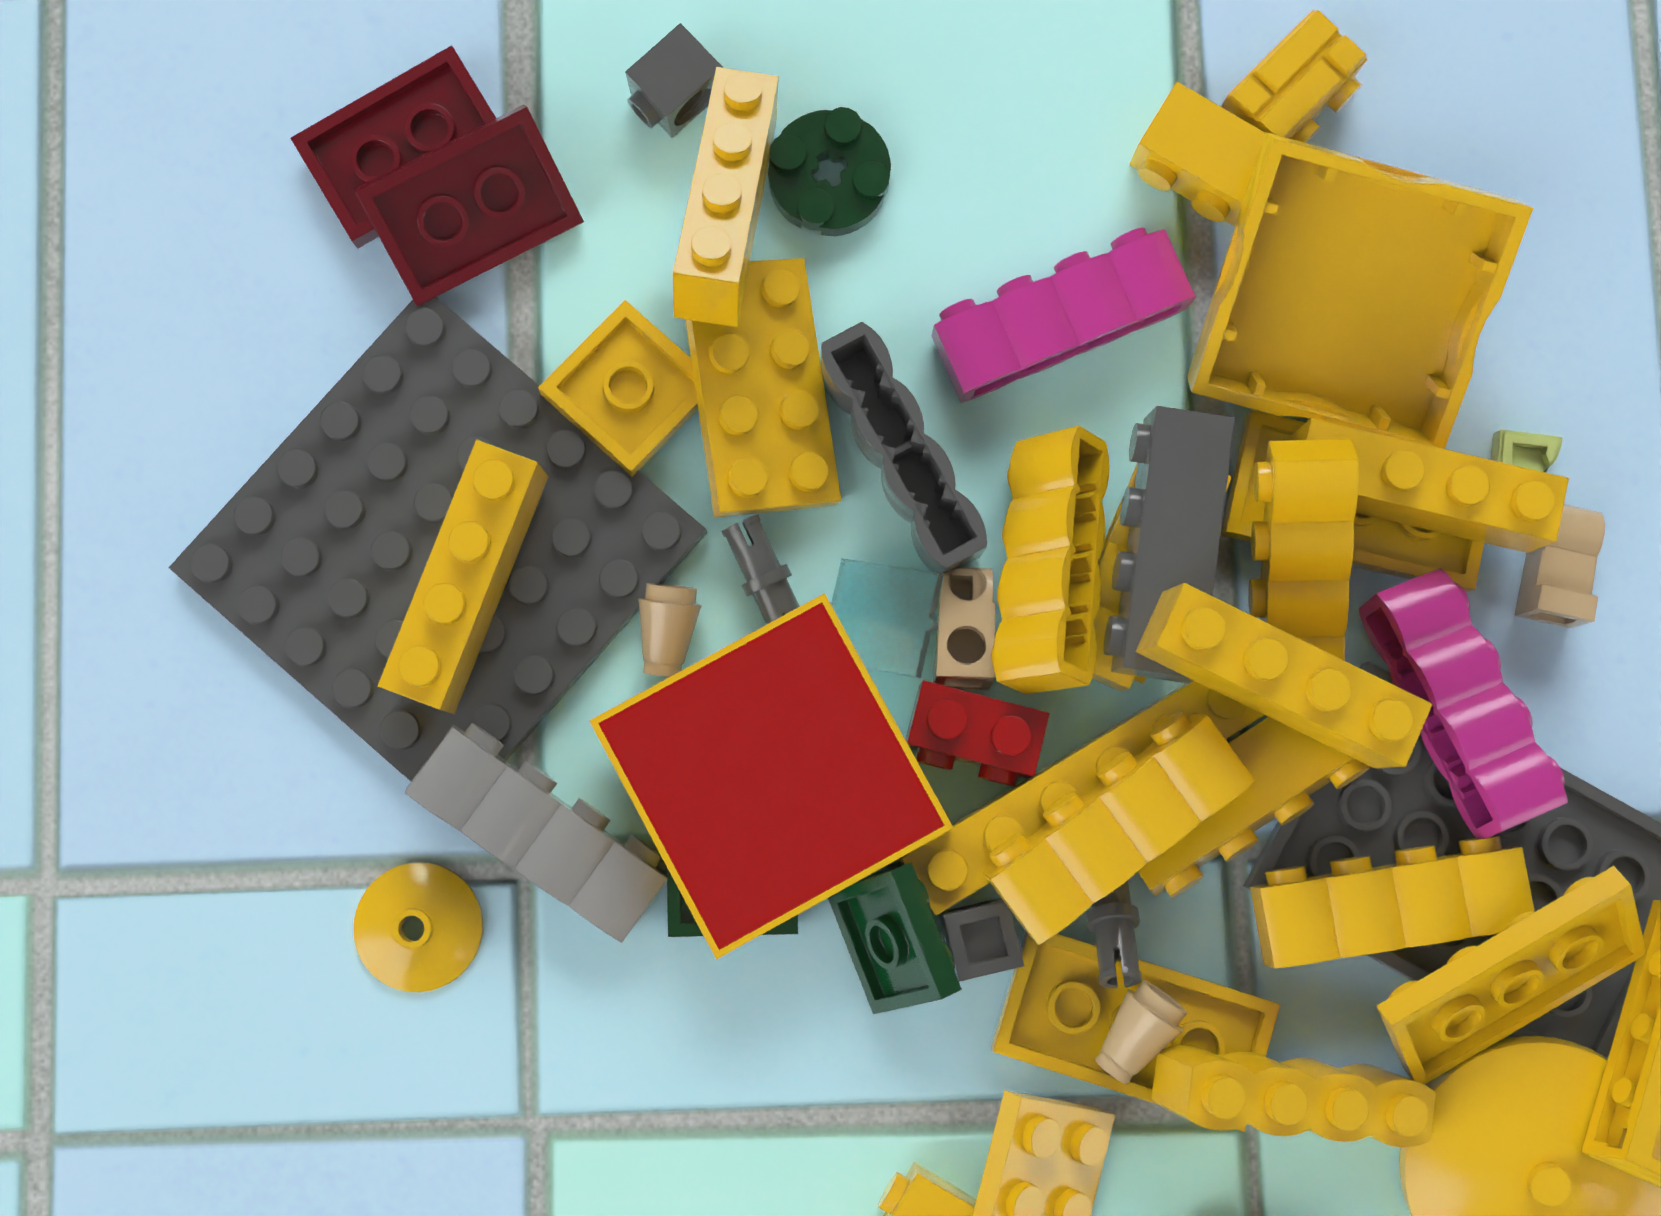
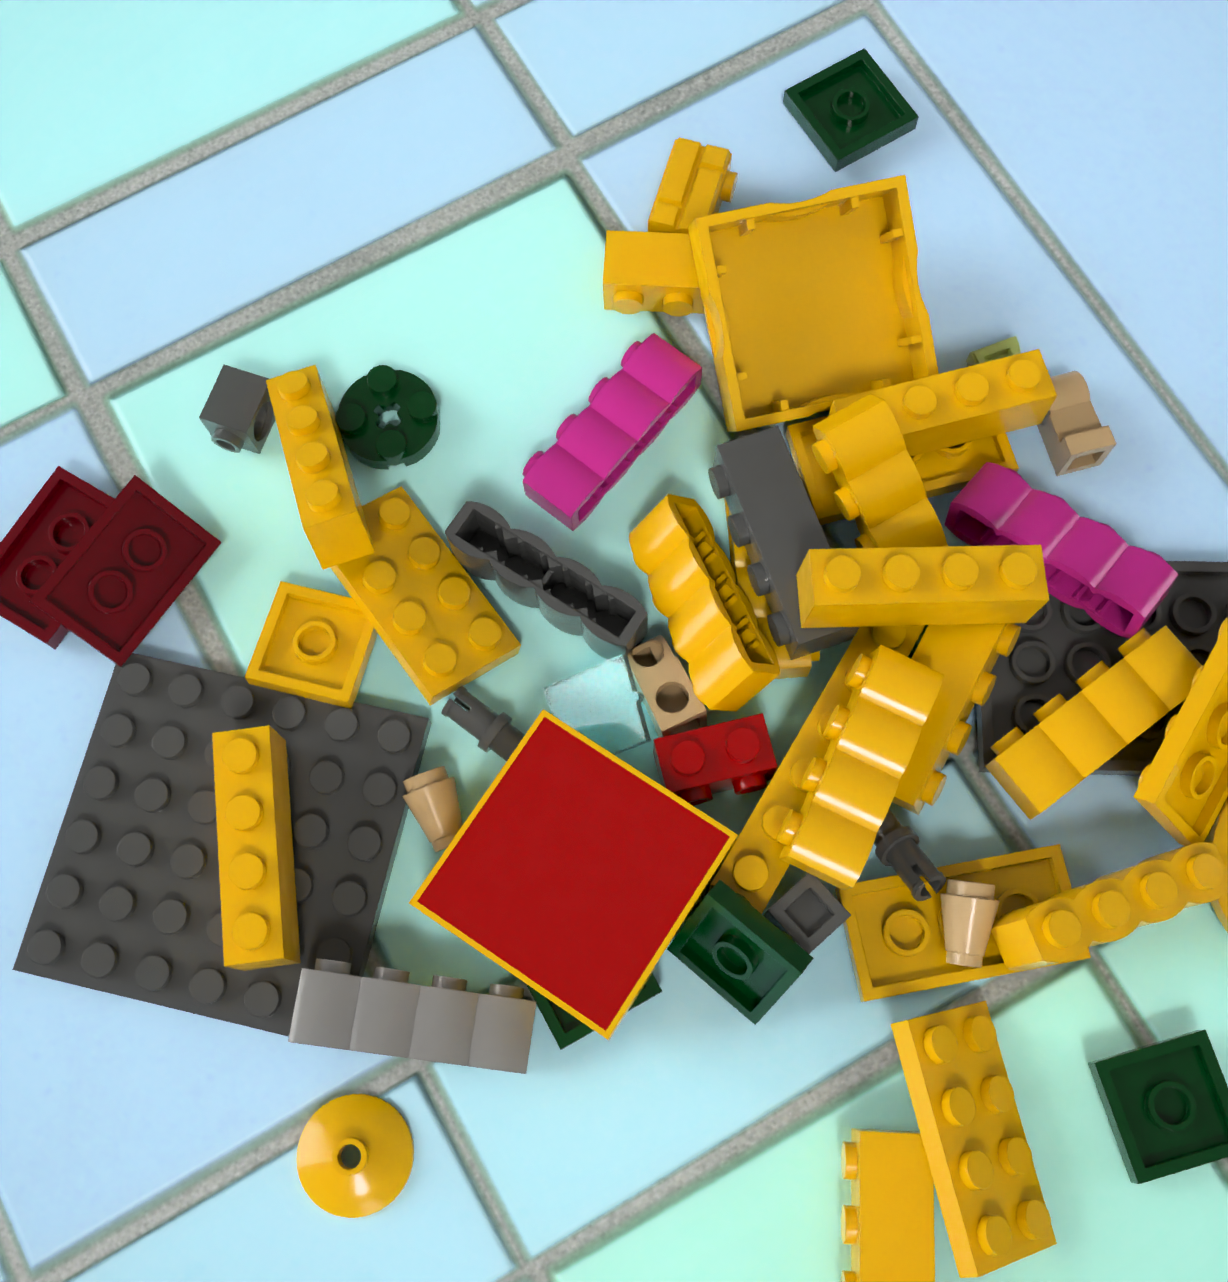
camera: 20 degrees left, 10 degrees down
(1534, 70) = (850, 109): none -> dark green plate

